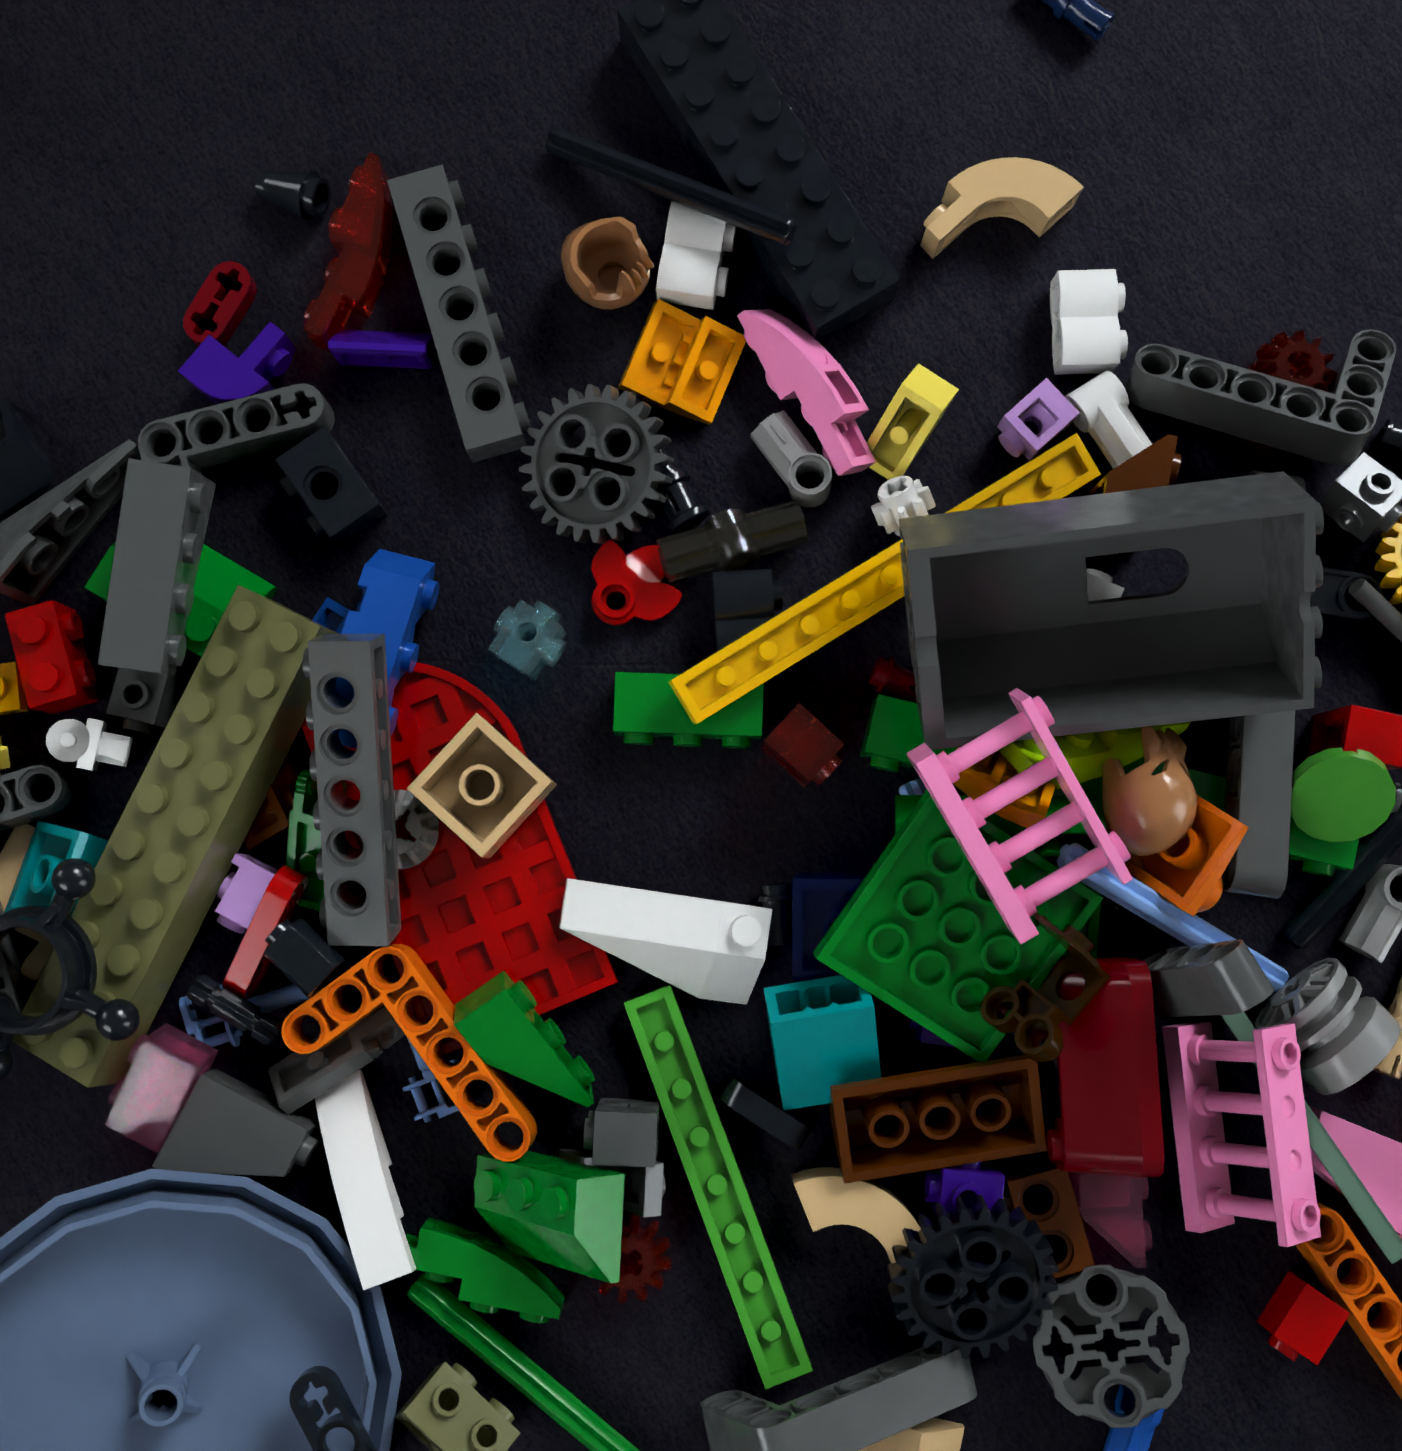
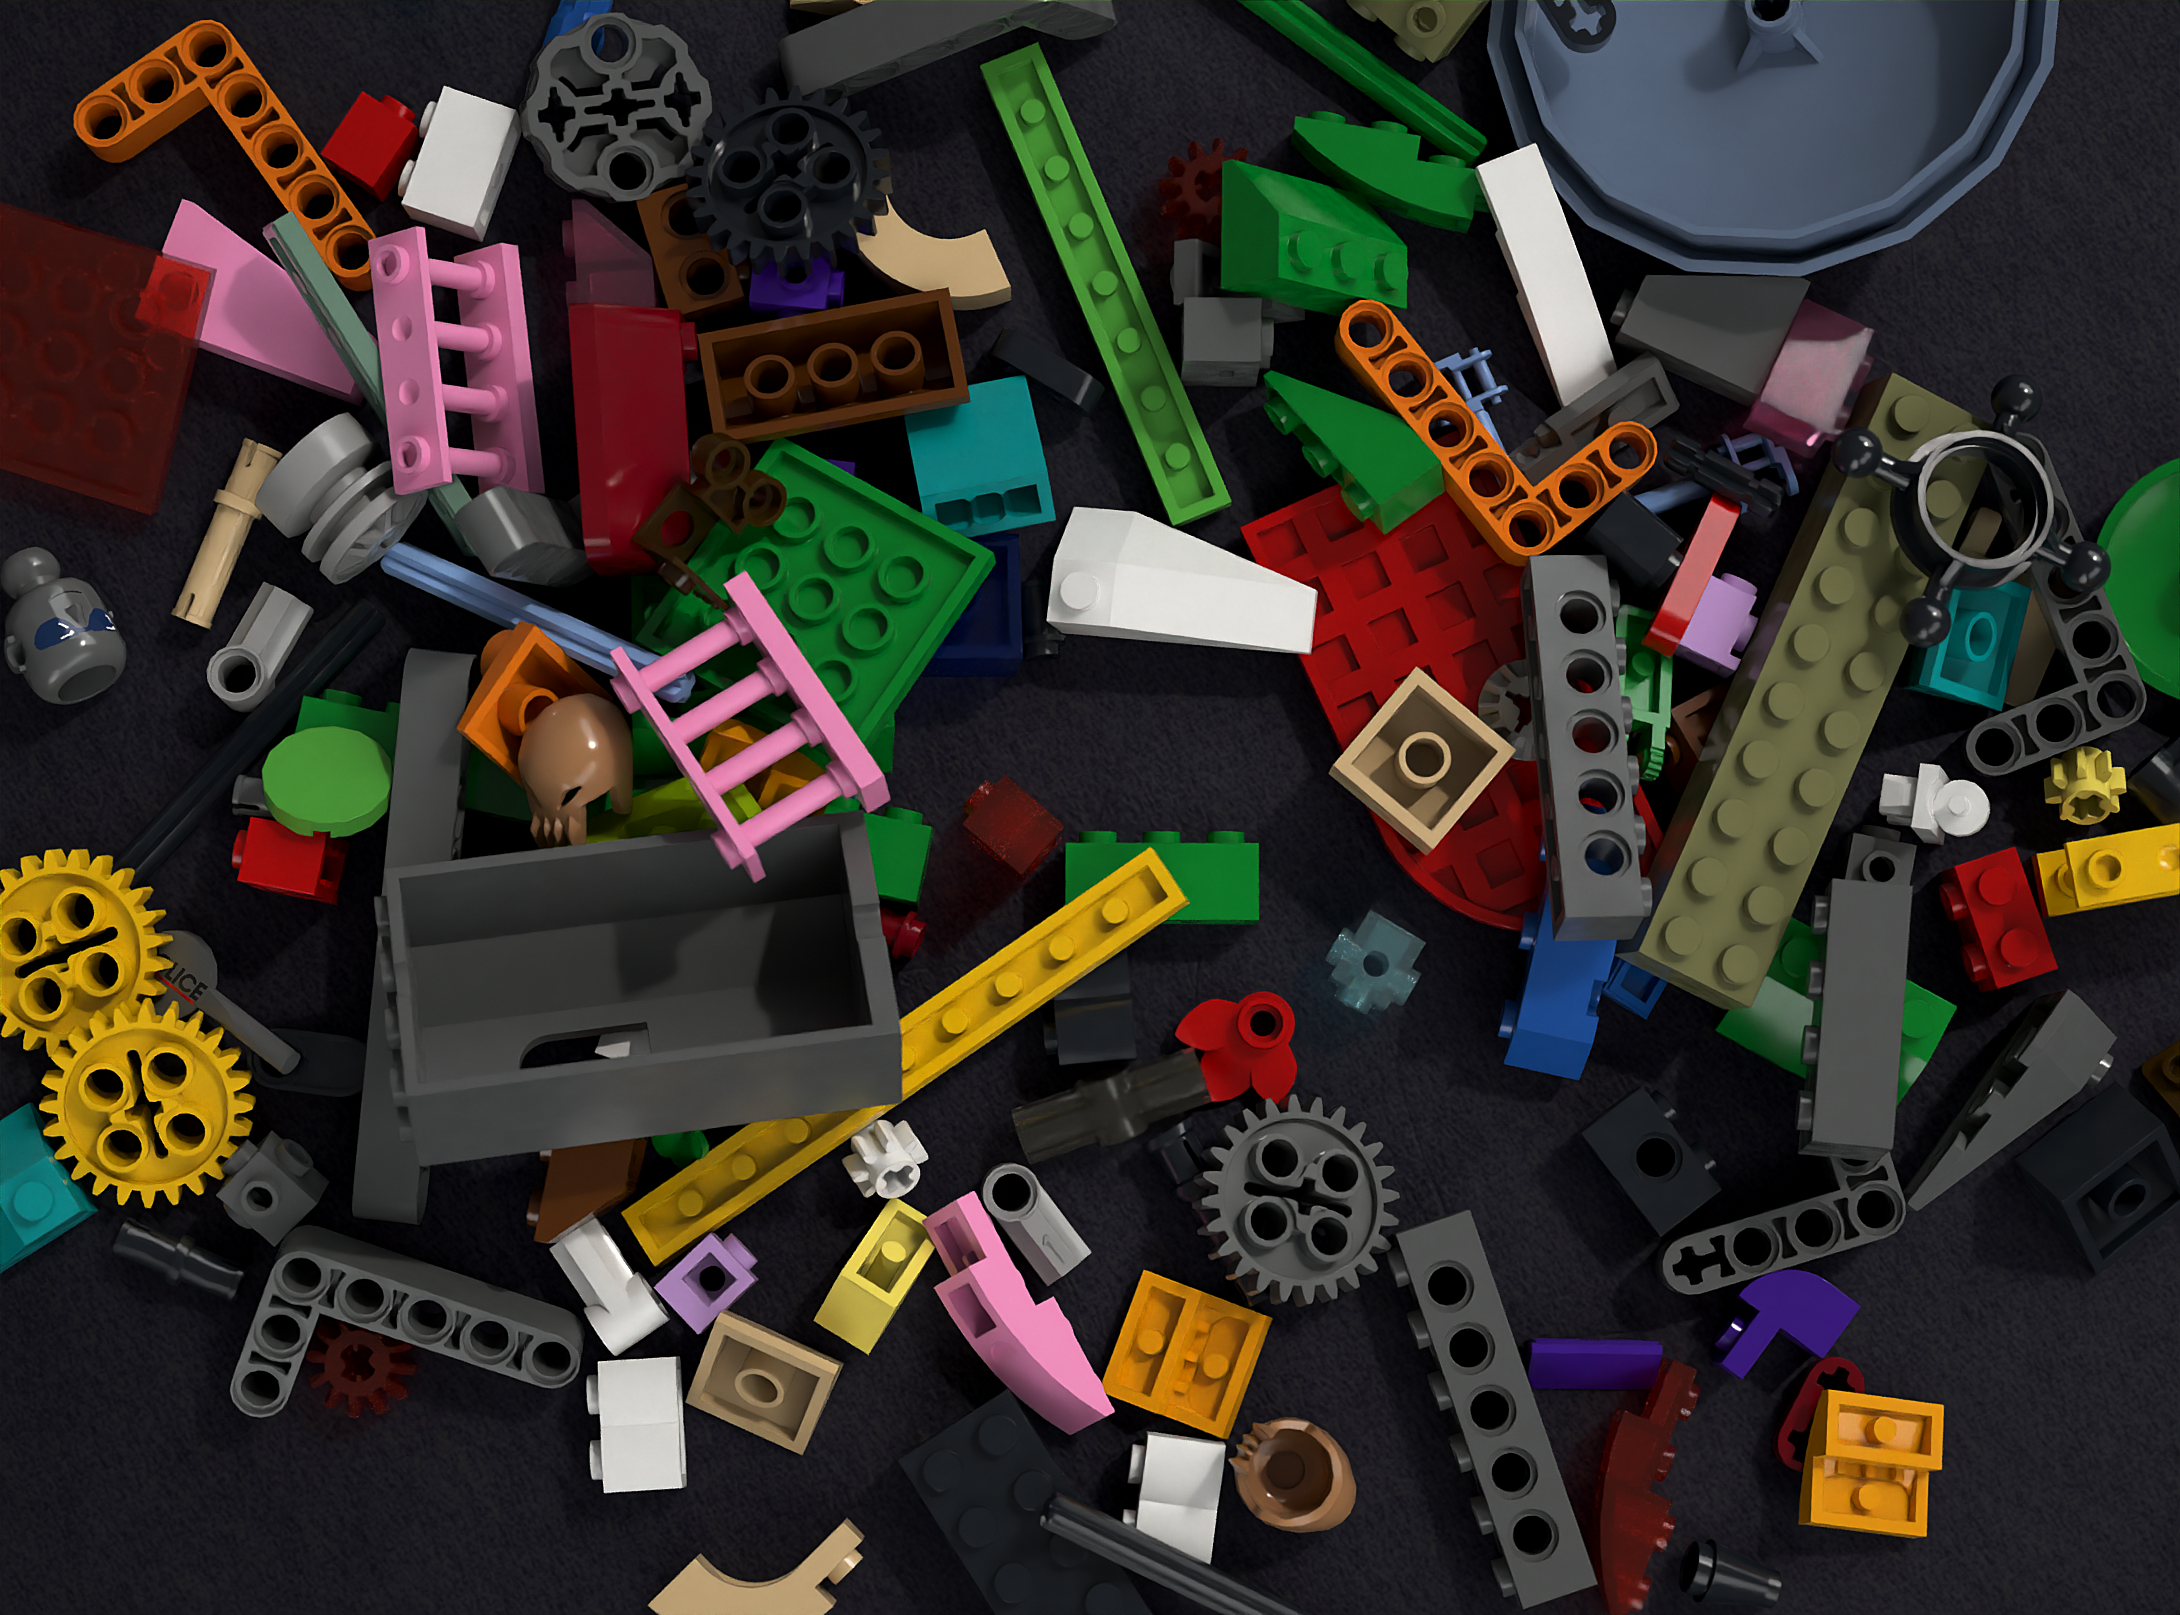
camera: 175 degrees right, 0 degrees up
(182, 263) = (1870, 1464): none -> light orange slope
(992, 354) = (763, 1381): none -> tan slope
(1232, 1301) = (460, 163): none -> white brick

